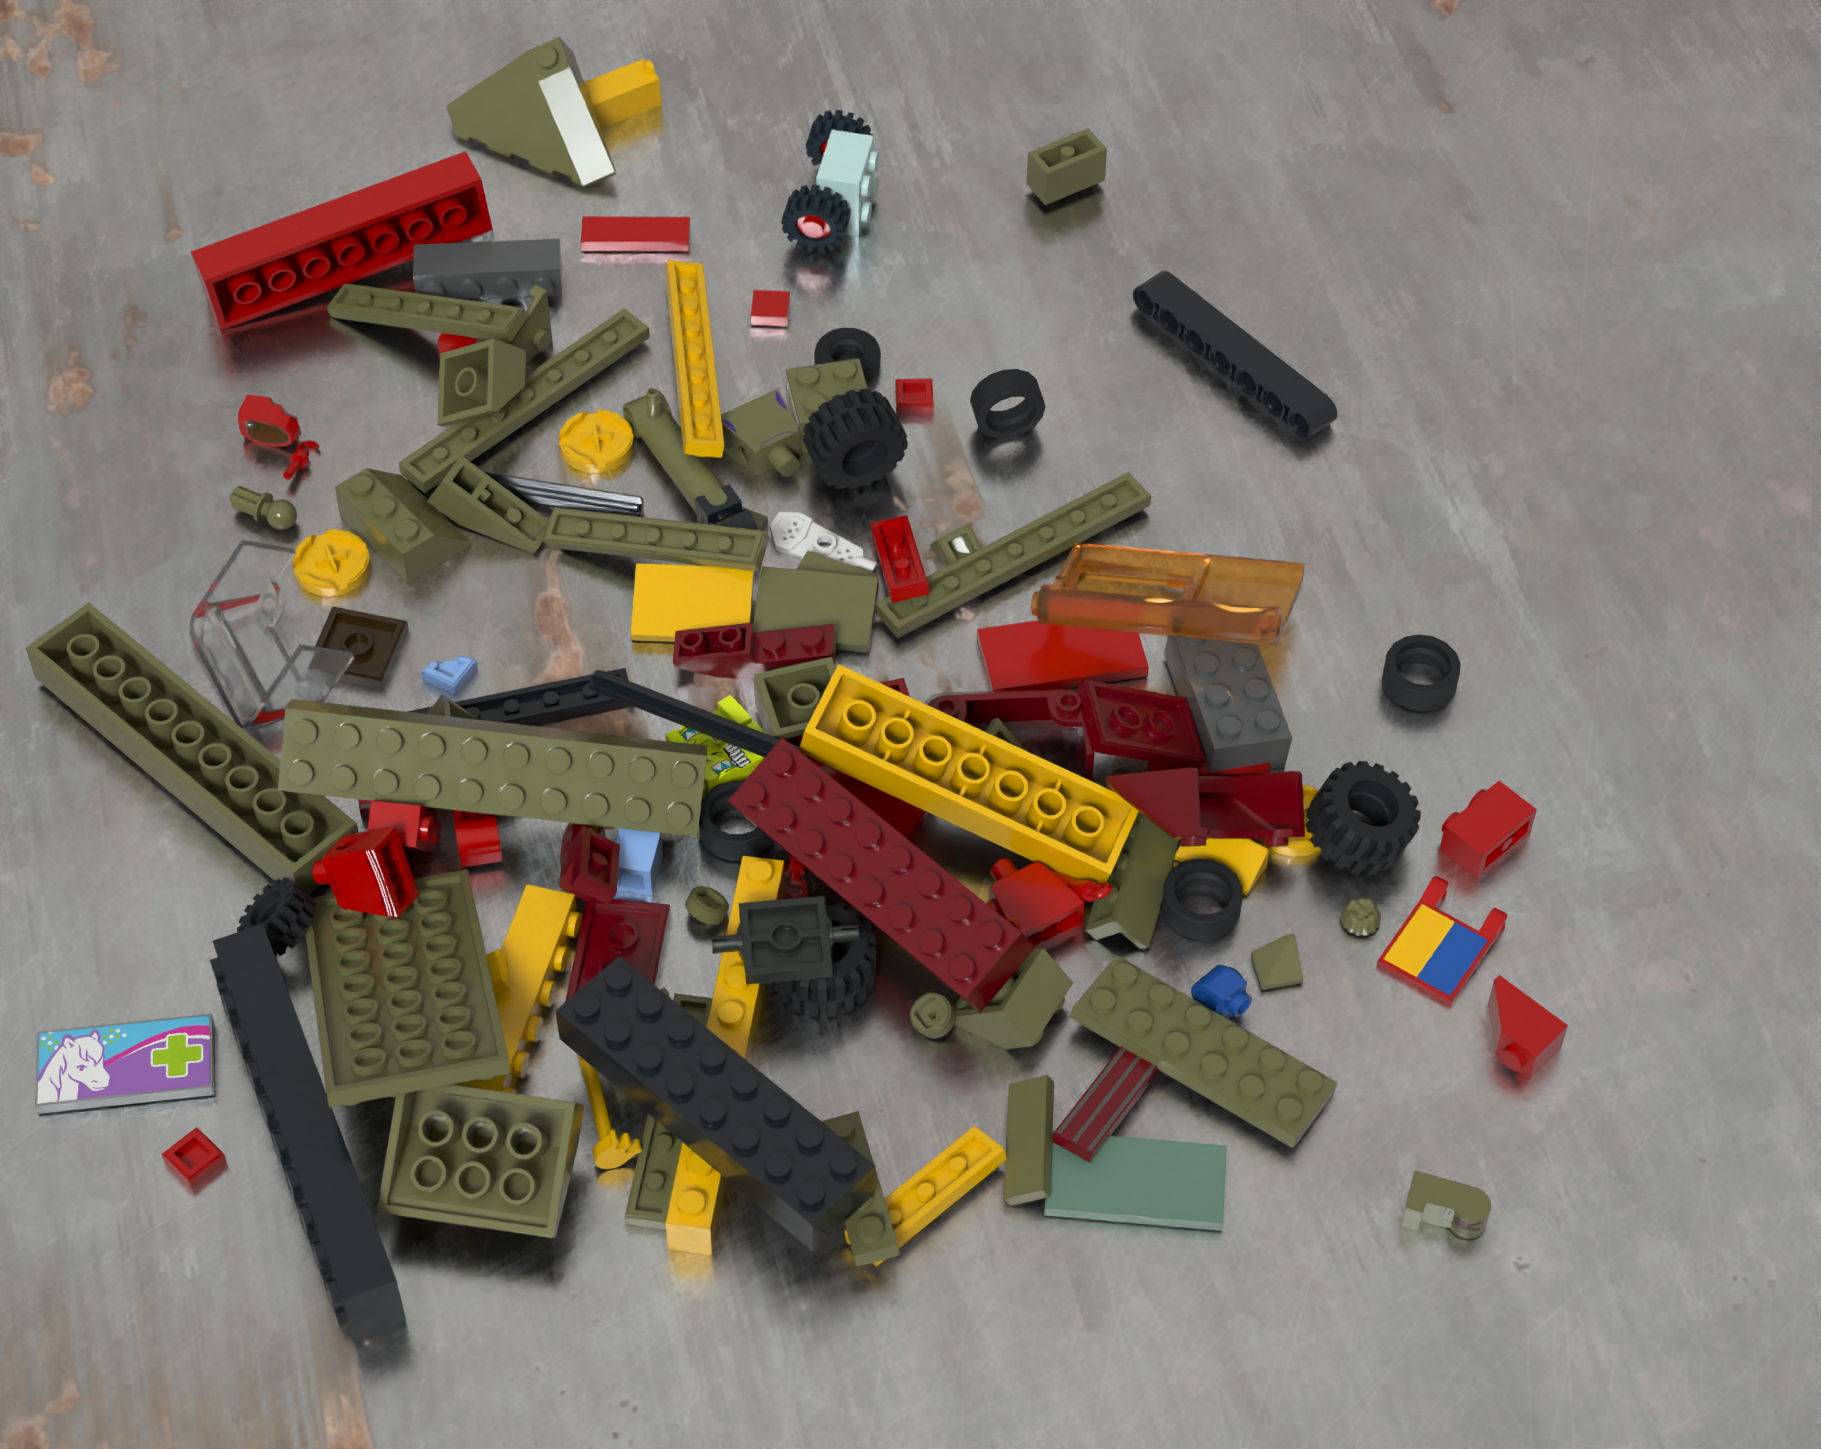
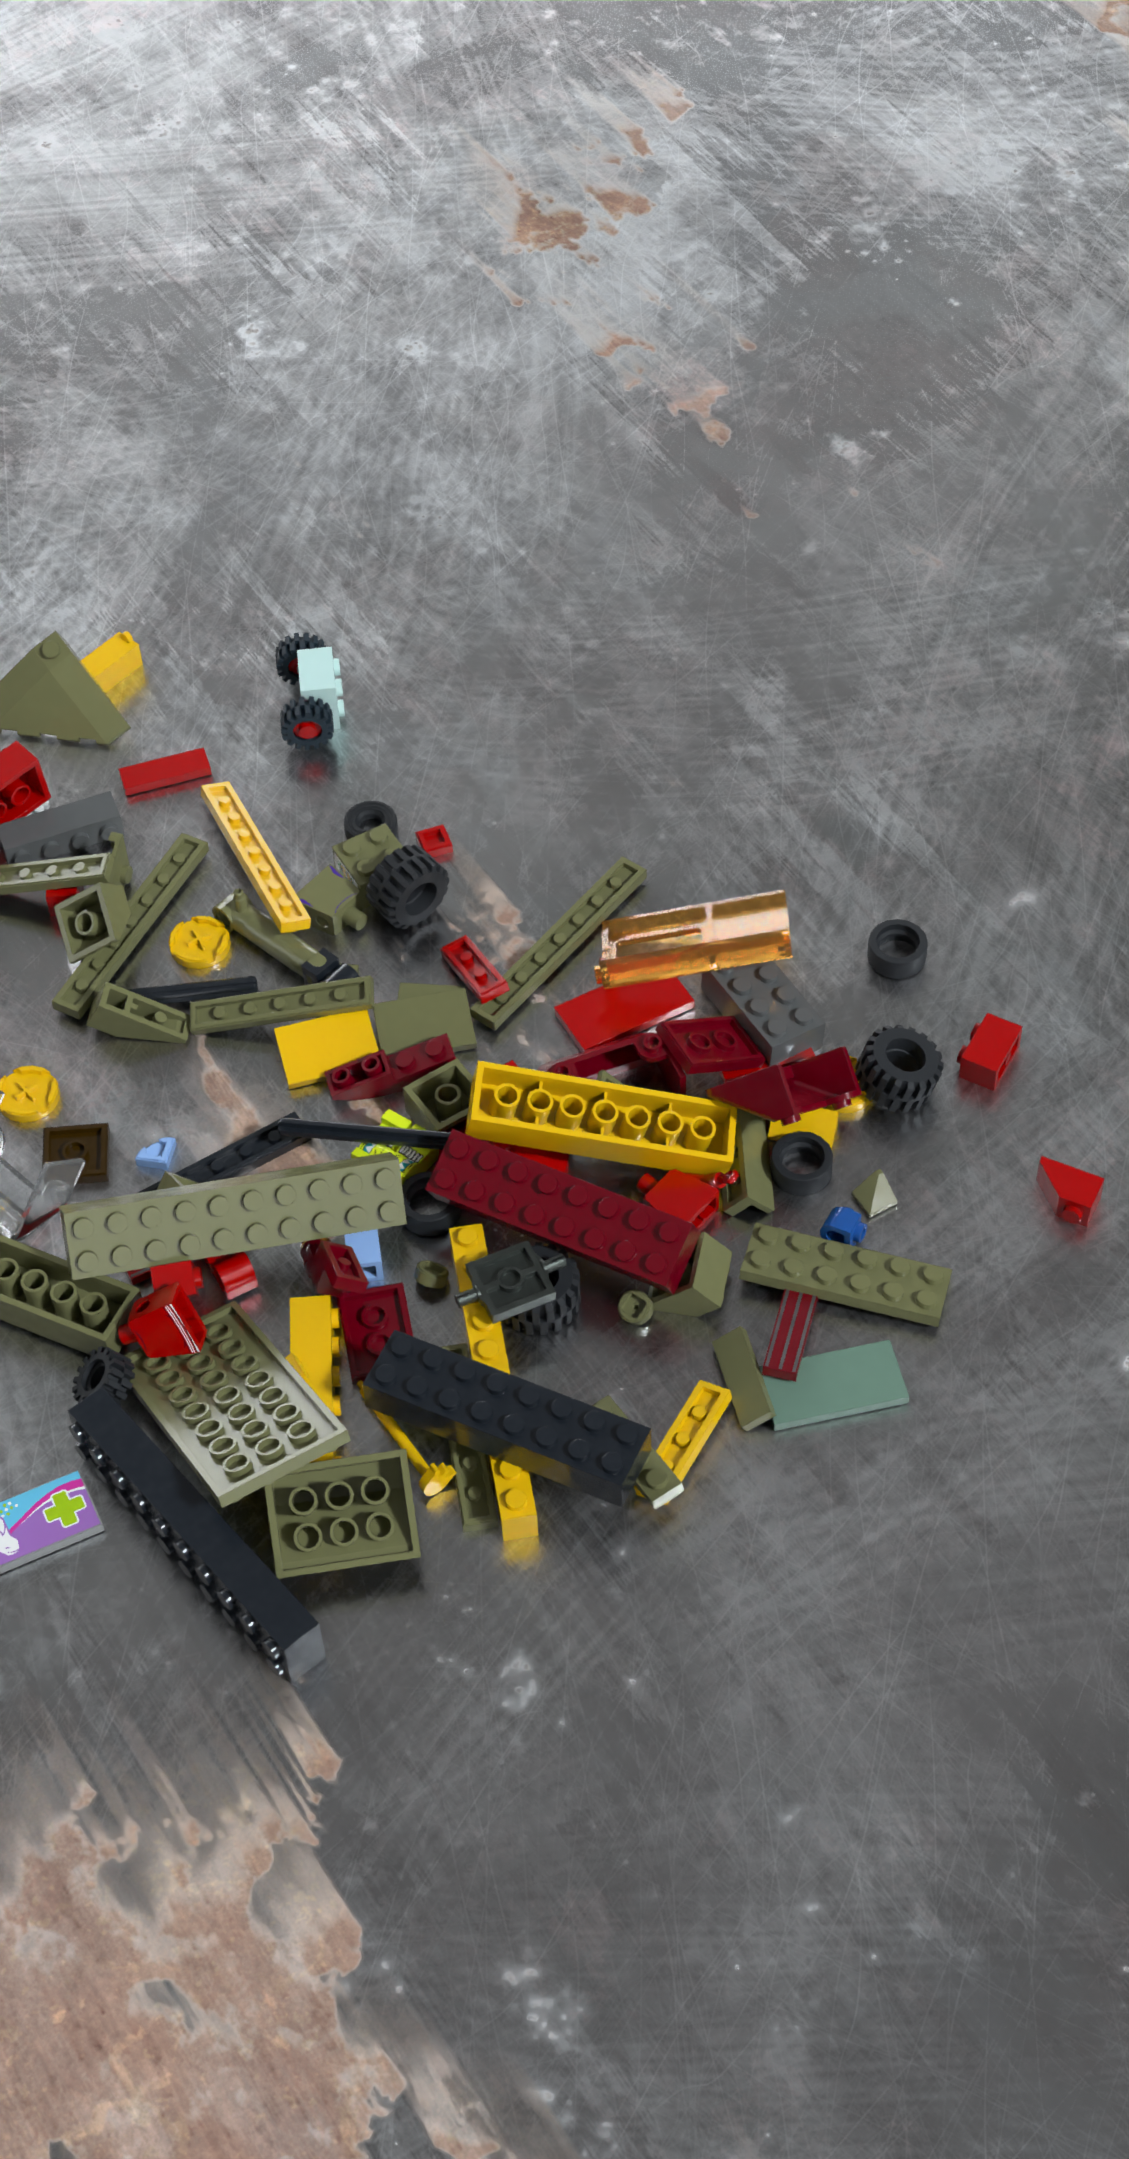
camera: 15 degrees left, 0 degrees up
(194, 1157) = (109, 1582): red tile -> none
(398, 523) = (69, 1049): olive slope -> none
(770, 308) = (294, 802): red tile -> none
(795, 871) = (488, 1229): red hand -> none
(796, 533) = (390, 972): white piece -> none
(956, 545) = (512, 948): olive slope -> none
(1002, 386) = (505, 816): black tyre -> none
(1066, 166) = (484, 632): olive brick -> none
(1235, 355) = (666, 745): black beam -> none
(1360, 916) = (921, 1142): olive piece -> none
(1437, 948) = (986, 1150): flag -> none
(1446, 1205) = (1064, 1335): olive leg -> none

